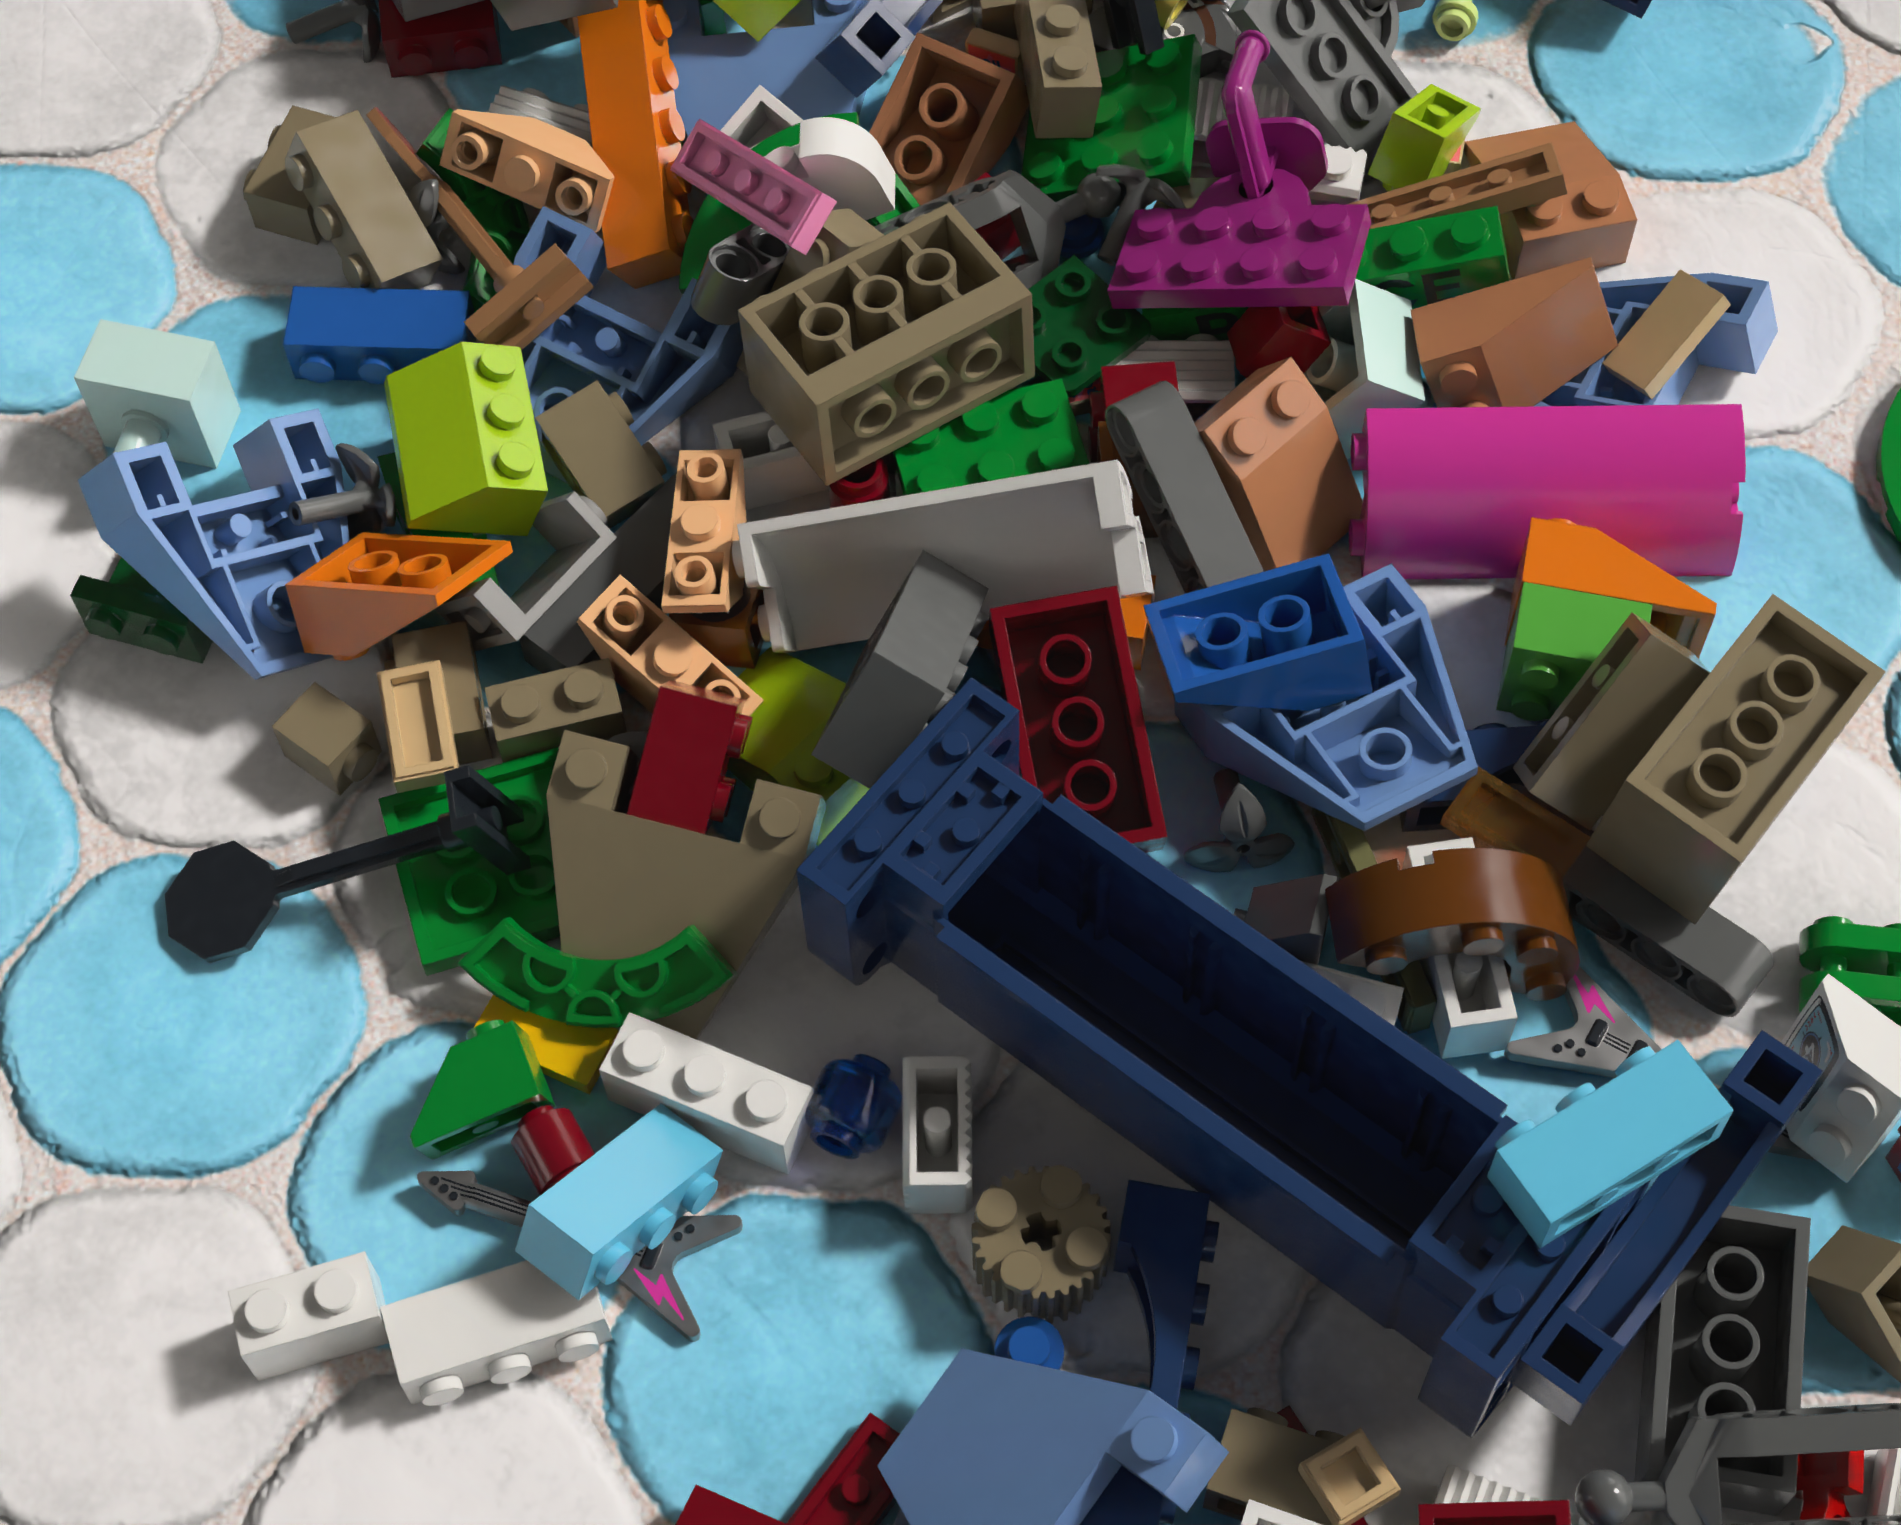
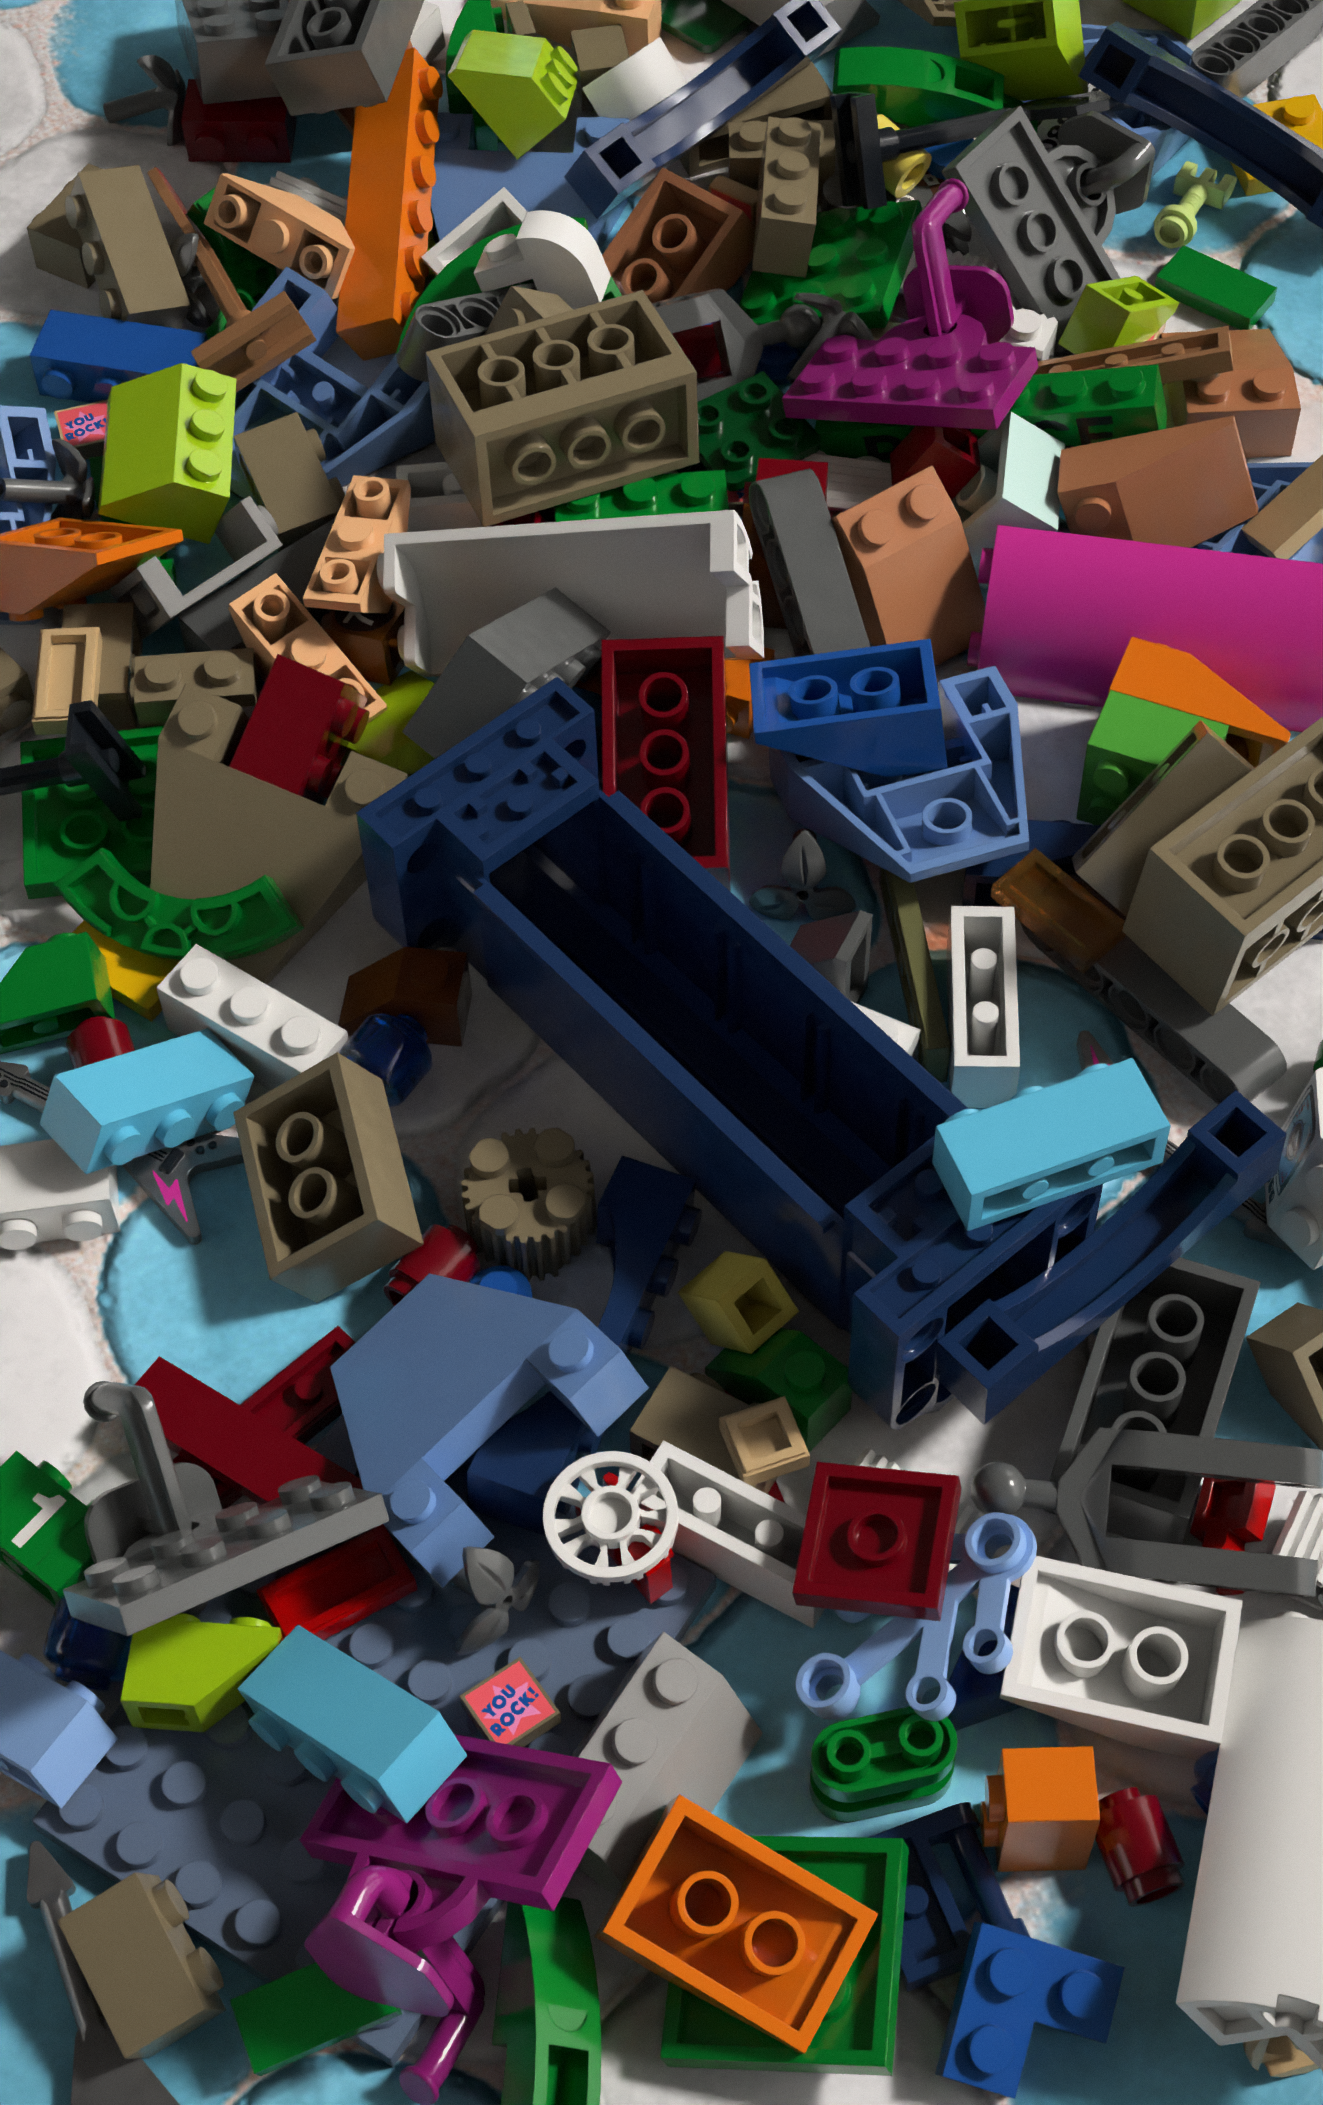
camera: 10 degrees right, 5 degrees down
(358, 415) = (84, 427): none -> tile
(753, 186) = (472, 262): bright pink tile -> none
(829, 1257) = (327, 1178): none -> dark tan brick
(855, 1019) = (417, 983): none -> reddish brown slope
(937, 1134) = (454, 1092): white brick -> none
(957, 1321) = (445, 1253): none -> dark red brick
(1282, 1321) = (738, 1301): none -> light yellow brick
(1340, 1391) = (793, 1368): none -> green slope
(1460, 903) = (989, 950): reddish brown brick -> none
(1509, 82) = (1215, 288): none -> green tile

